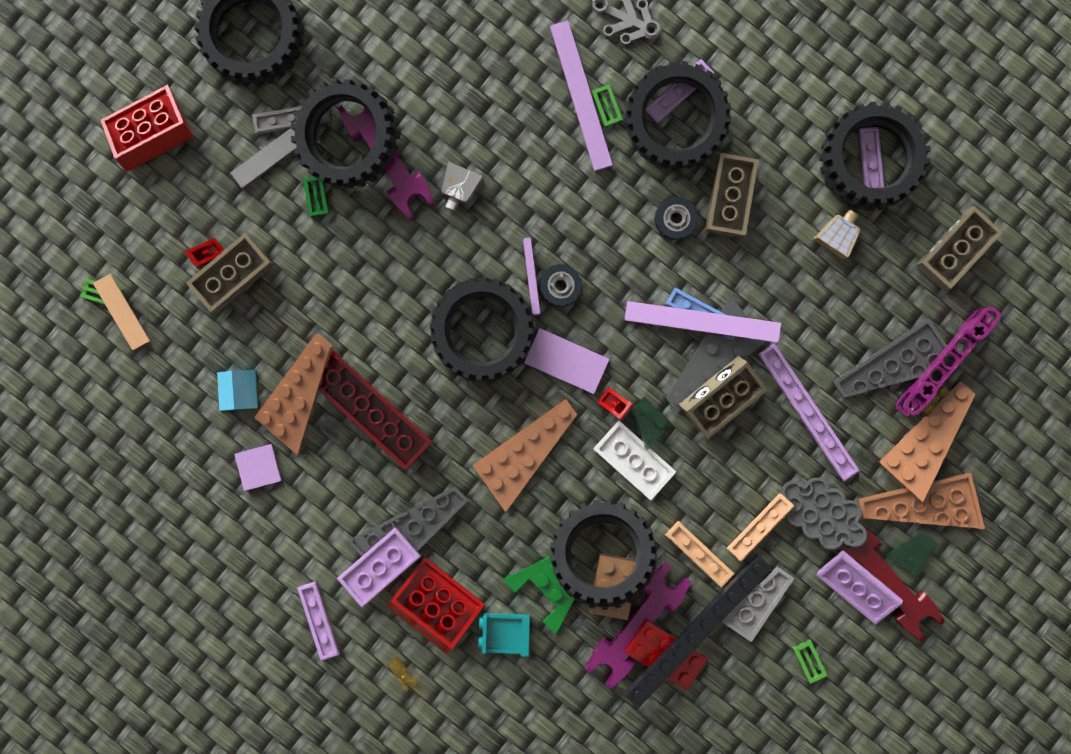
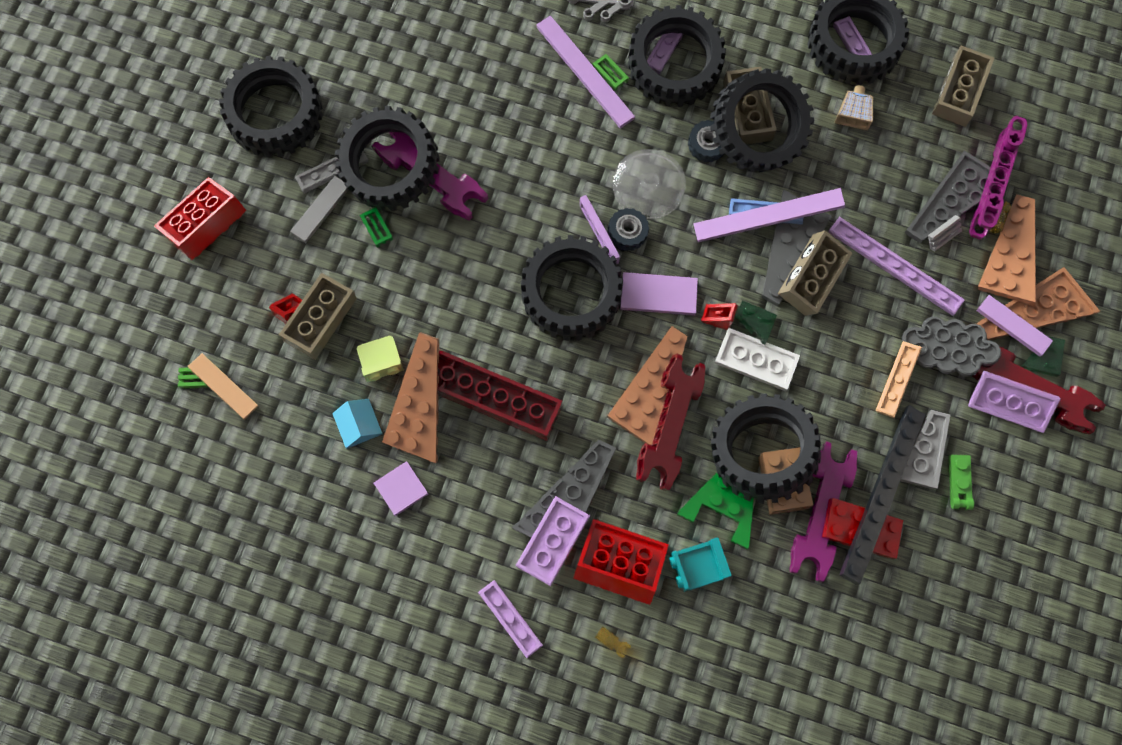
camera: 25 degrees left, 15 degrees down
(276, 335) = (379, 358): none -> yellowish green bracket
(459, 185) = (505, 174): light grey torso -> none
(509, 519) = (662, 451): none -> dark red piece
(600, 242) = (649, 183): none -> clear dish
(699, 554) = (853, 425): light nougat tile -> none
(757, 253) = (796, 109): none -> black tyre
(777, 642) = (960, 481): none -> bright green plate
(803, 646) = (994, 495): bright green tile -> none
(870, 397) = (944, 233): none -> light grey tile
(894, 515) = (1014, 325): none -> lavender tile

